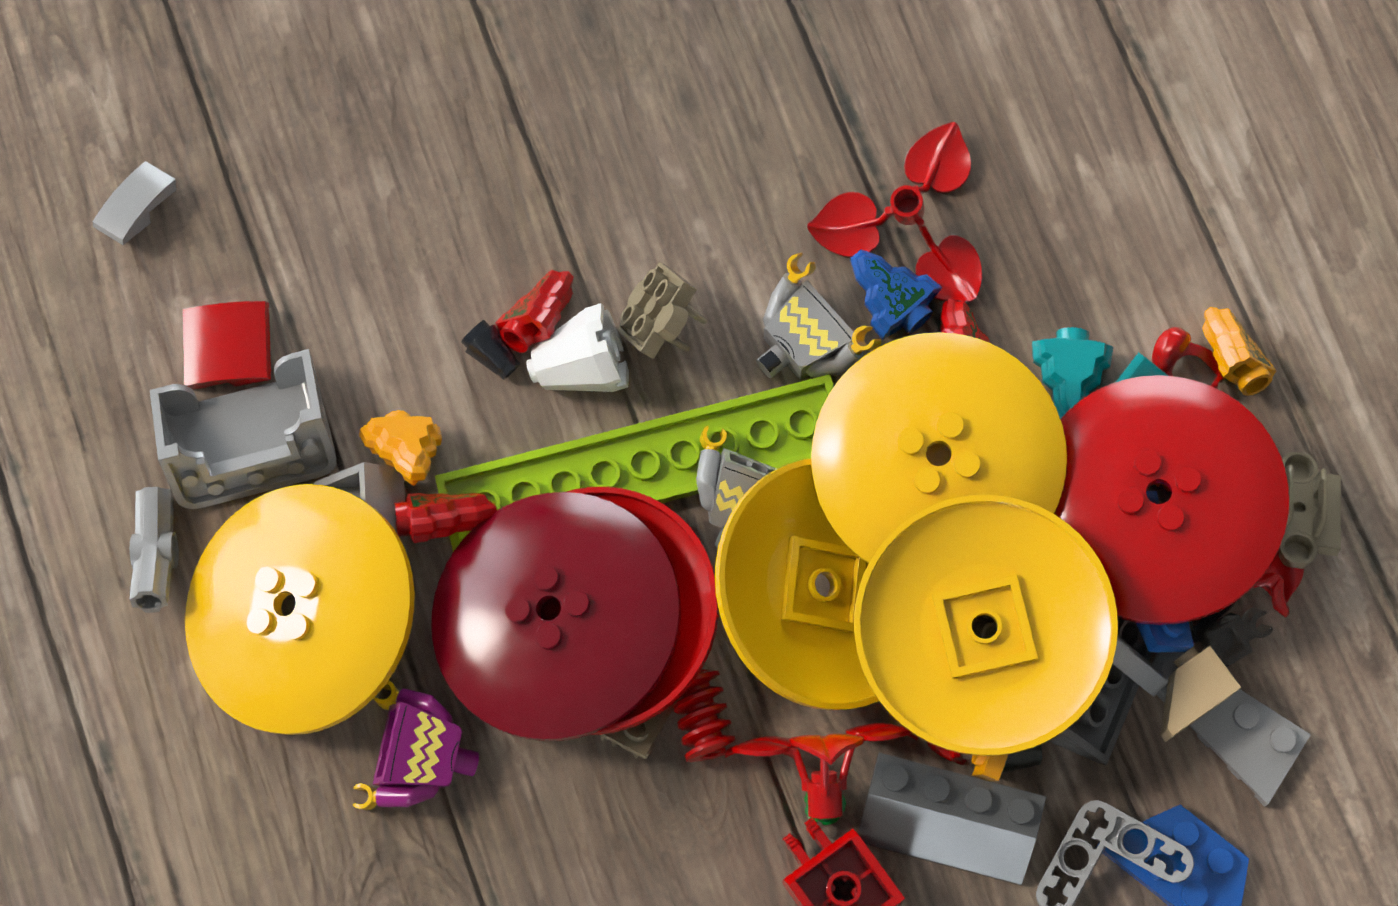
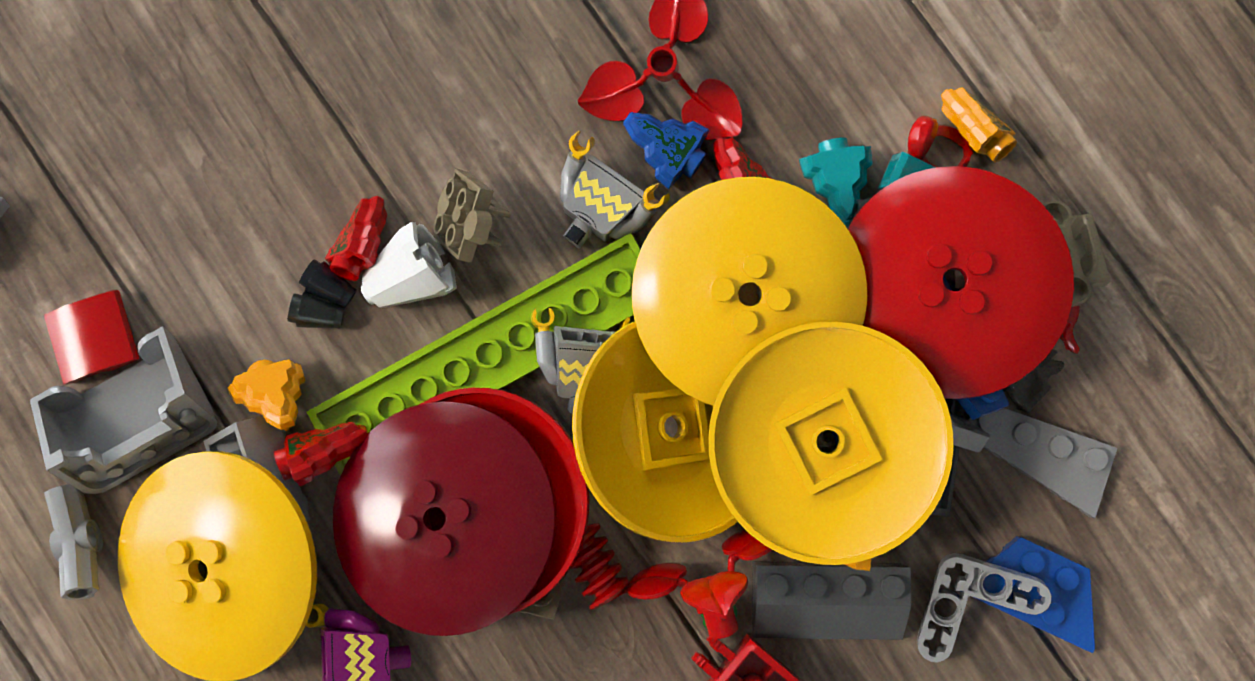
camera: 15 degrees left, 10 degrees up
(470, 376) = (314, 312): none -> pearl dark grey cone
(1195, 689) = (1016, 441): tan slope -> none

